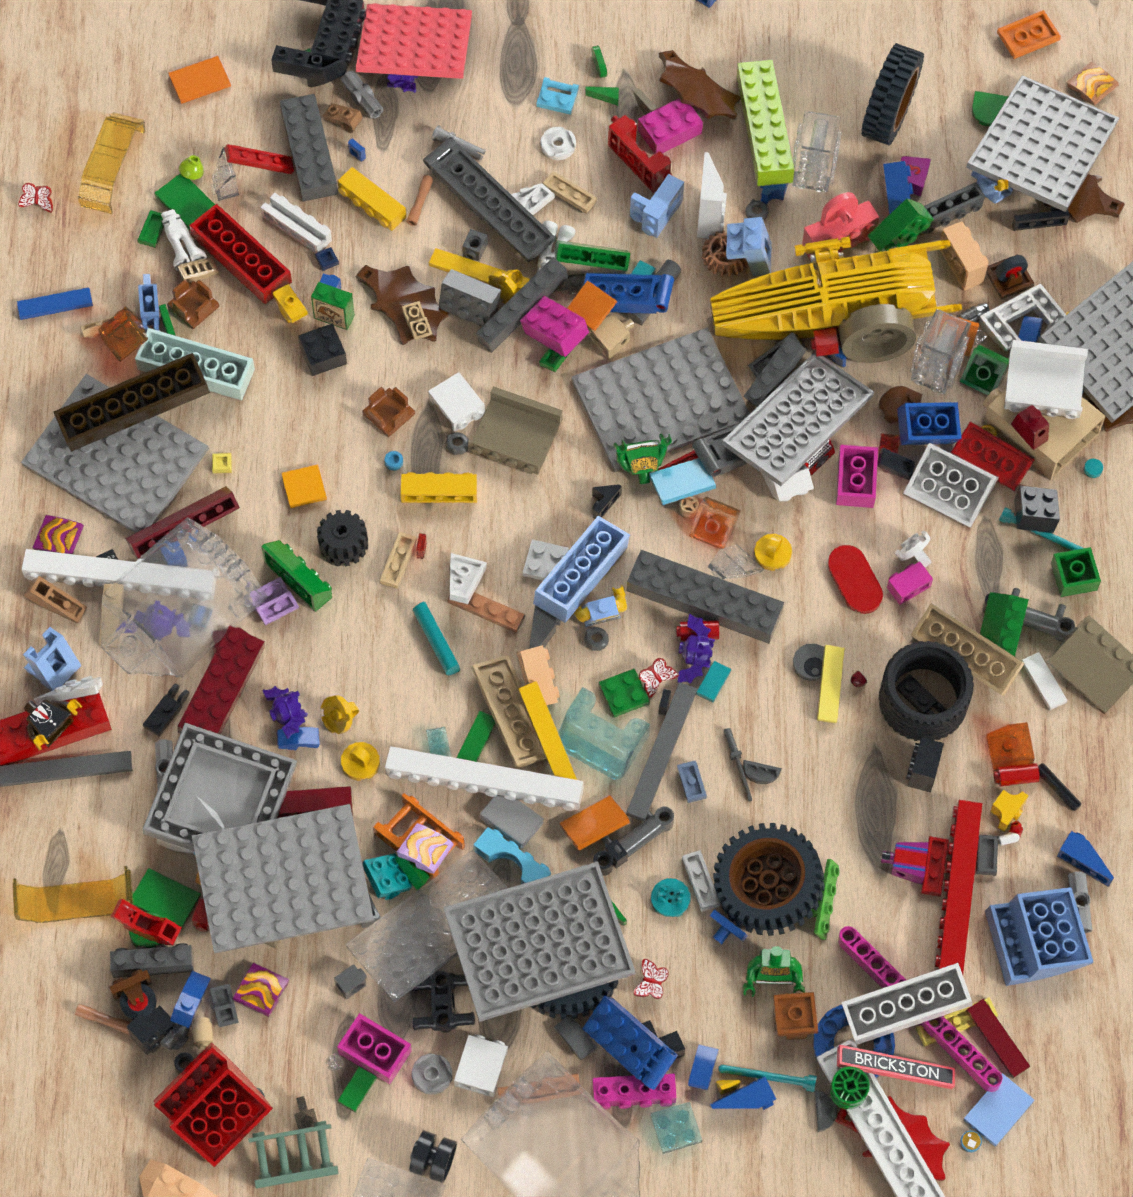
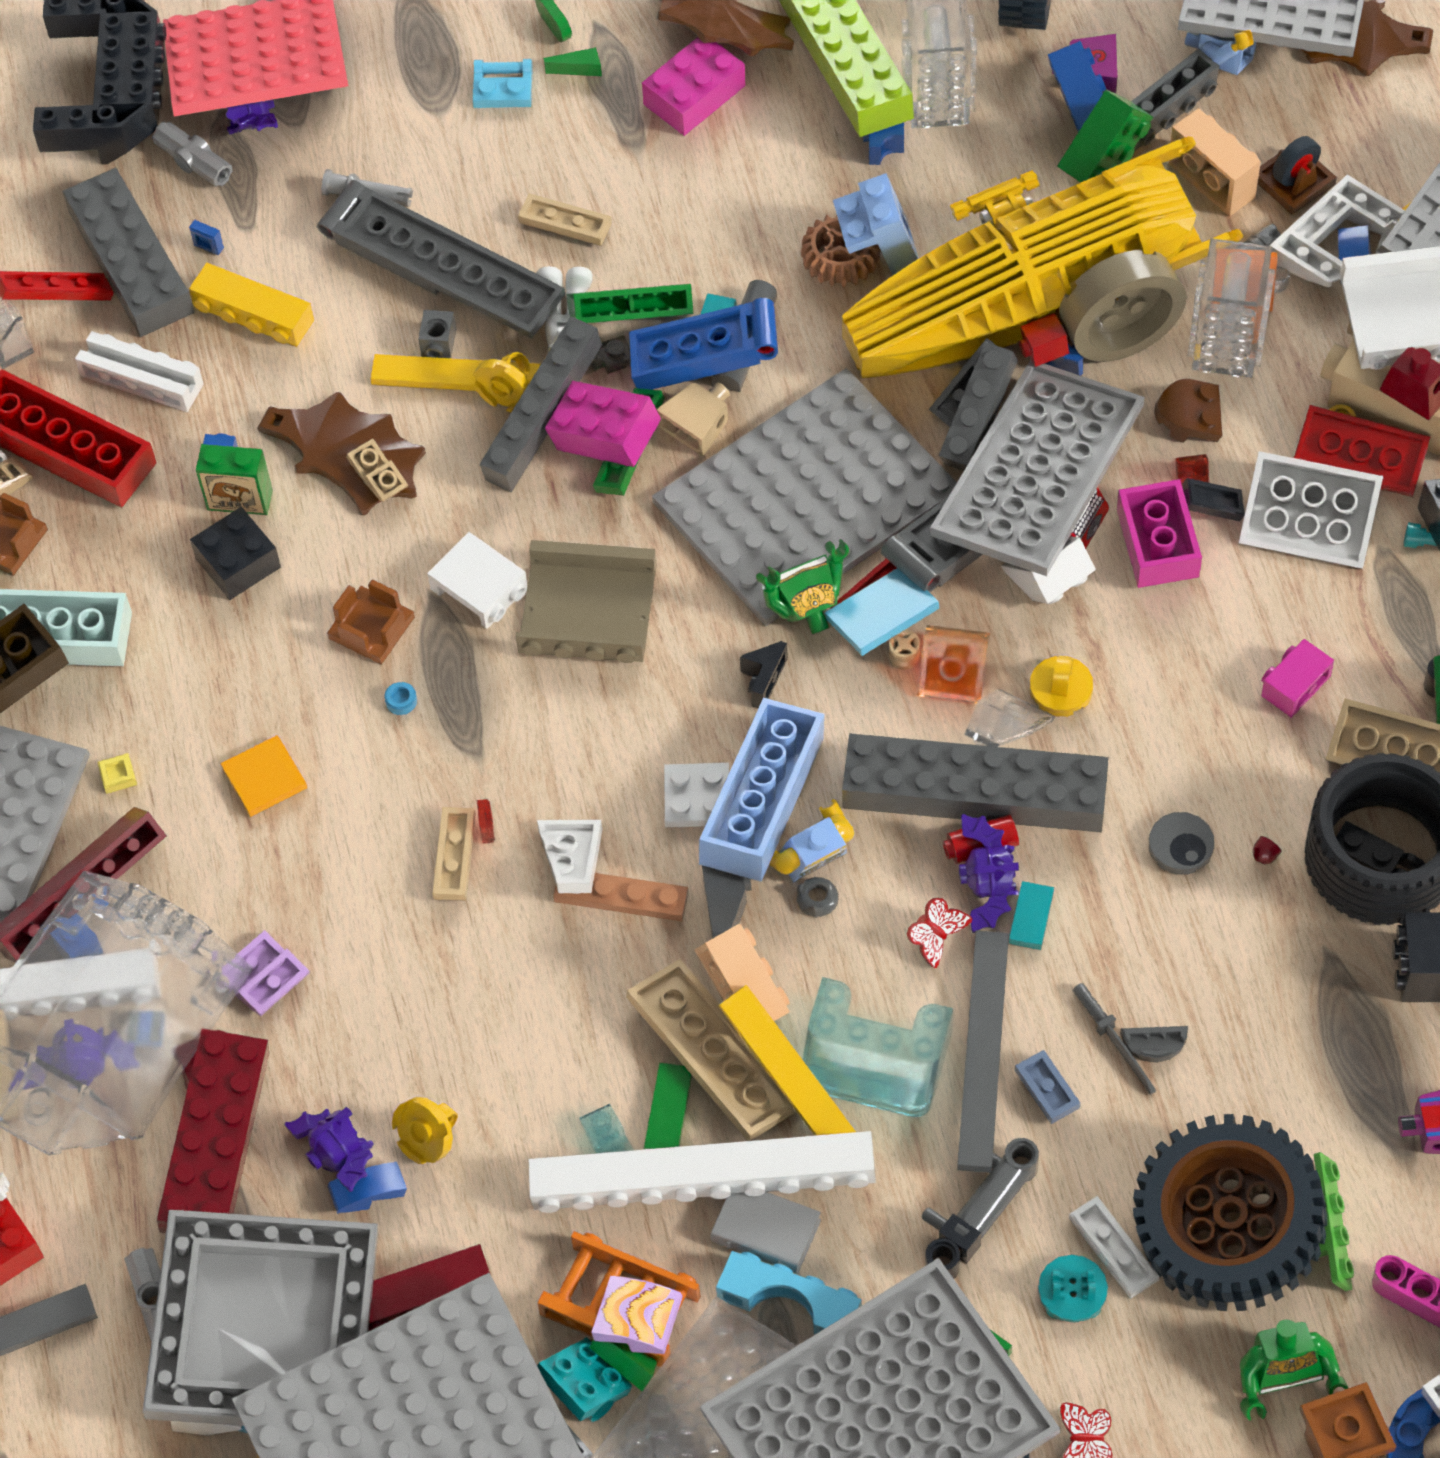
camera: 10 degrees left, 5 degrees down
(165, 711) = (128, 1201): black hinge -> none
(289, 304) = (162, 496): yellow brick -> none
(296, 574) = (291, 919): green slope -> none
(326, 259) = (203, 414): dark blue tile -> none
(342, 538) = (355, 834): black wheel -> none
(344, 116) = (175, 192): medium nougat plate -> none
(360, 761) = (483, 1198): yellow tile -> none
(415, 211) = (327, 304): nougat piece -> none
(436, 638) = (553, 963): teal brick -> none
(438, 488) = (488, 721): yellow brick -> none
(457, 450) = (496, 656): dark grey piece -> none
(468, 298) = (452, 414): dark grey brick -> none
(534, 198) = (513, 239): white wing -> none
(558, 152) = (524, 166): white tile -> none
(592, 305) = (655, 373): orange tile -> none
(594, 822) = (908, 1197): orange tile -> none
(622, 141) = (684, 155): red brick -> none
(624, 692) = (890, 971): green plate -> none
(644, 102) = (642, 59): dark tan tile -> none
(657, 212) = (713, 212): light blue brick -> none
(664, 703) = (962, 968): black tile -> none
(711, 201) = (795, 170): white slope -> none
(726, 928) = (1183, 1314): blue tile -> none
(765, 209) = (860, 167): dark grey piece -> none
(830, 684) = (1223, 869): light yellow tile -> none
(841, 219) = (1010, 147): coral brick -> none
(855, 579) = (1207, 695): red tile -> none
(913, 547) = (1287, 619): white tile -> none
(929, 423) = (1247, 421): blue brick -> none
(985, 370) = (1305, 325): green slope -> none
(1040, 220) = (1331, 76): black hinge -> none

